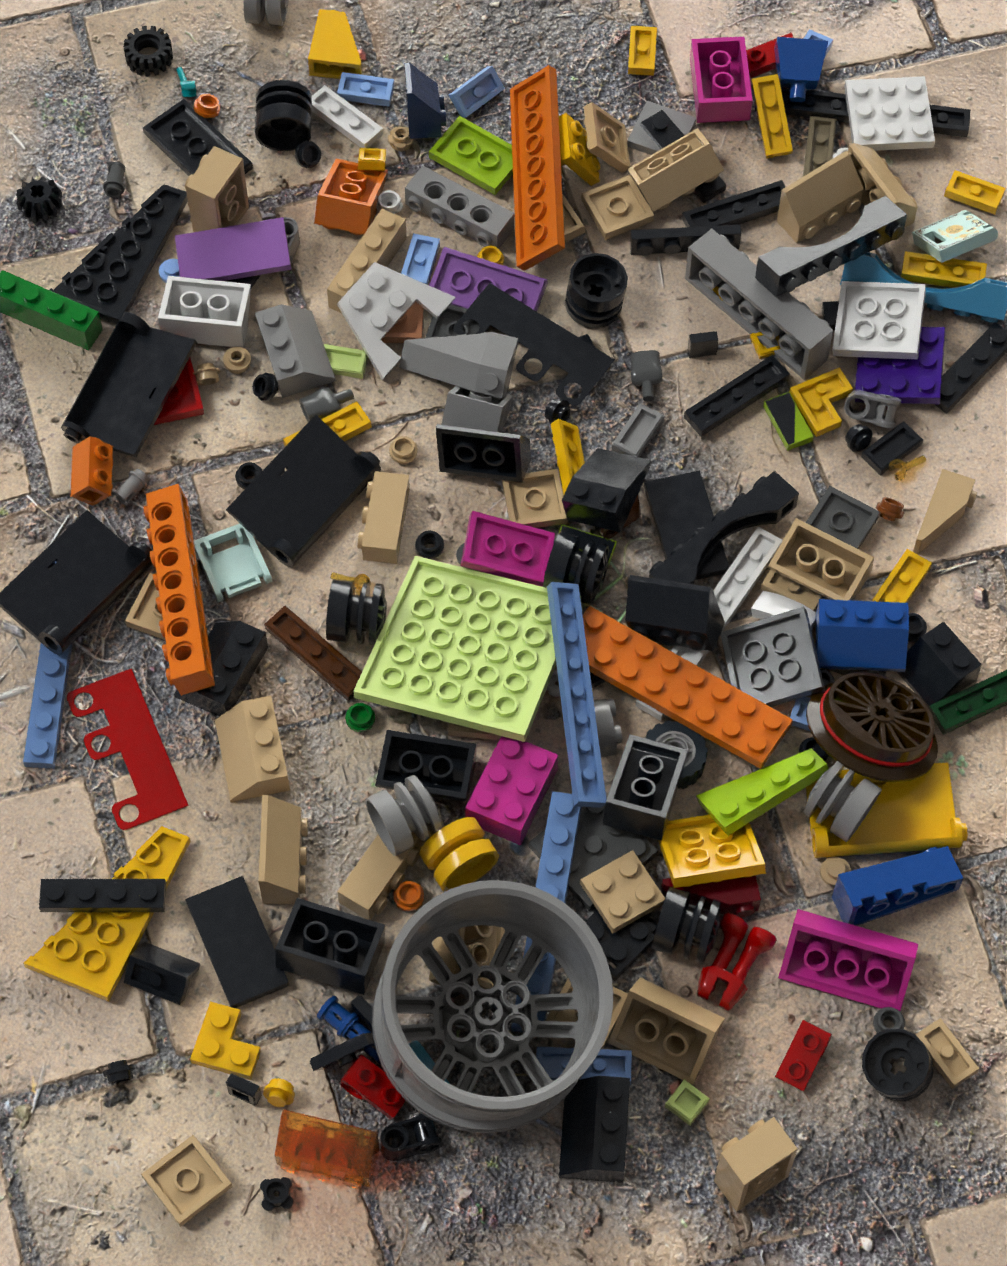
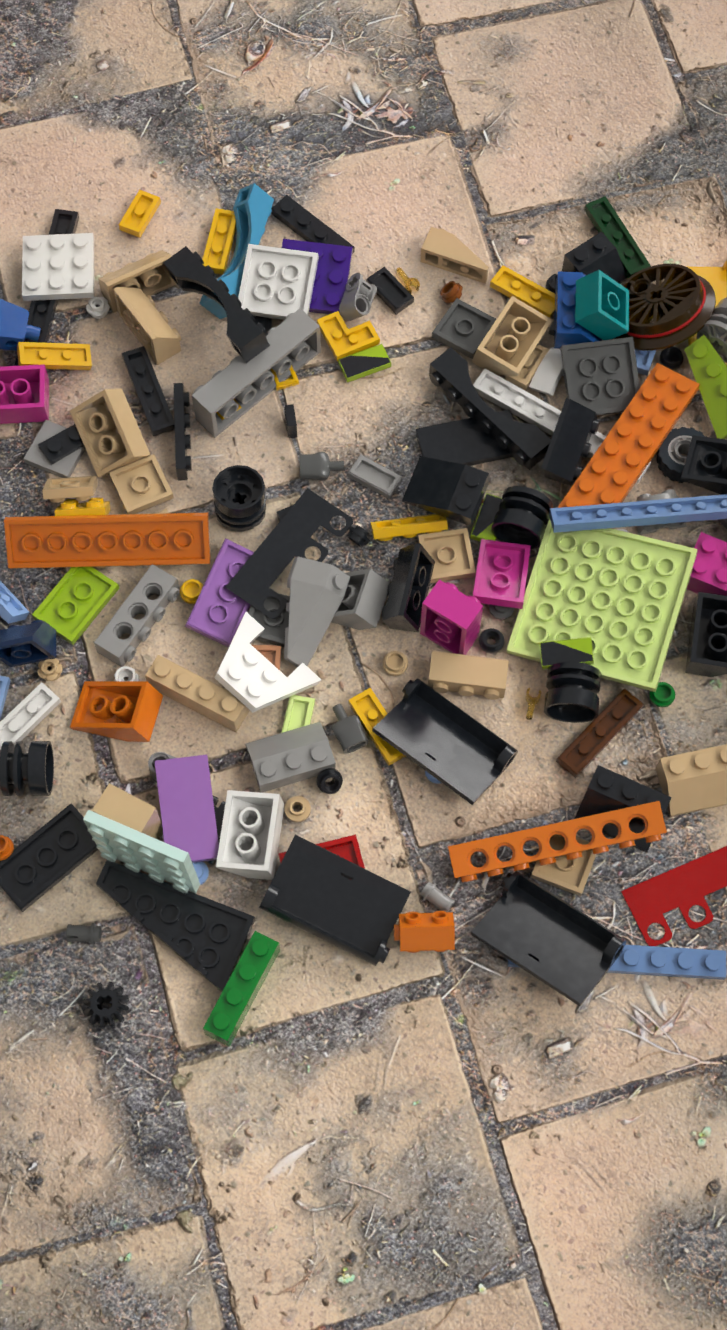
camera: 90 degrees left, 5 degrees up
(165, 201) = (142, 852): none -> light aqua plate
(206, 374) = (316, 833): tan plate -> none
(235, 568) = (516, 803): light aqua container -> none
(245, 470) = (424, 786): black plate -> none
(307, 154) = (65, 750): black plate -> none
(372, 159) = (74, 693): yellow tile -> none
(402, 606) = (566, 651): none -> black tile
(421, 257) = (193, 650): light blue plate -> none
(440, 485) = (451, 618): none -> dark pink brick
(736, 395) = (341, 398): black plate -> none
(819, 142) = (87, 327): dark tan tile -> none
(856, 645) = (602, 305): none -> teal brick
(858, 437) = (384, 310): black plate -> none
(959, 235) = (185, 222): light aqua container -> none

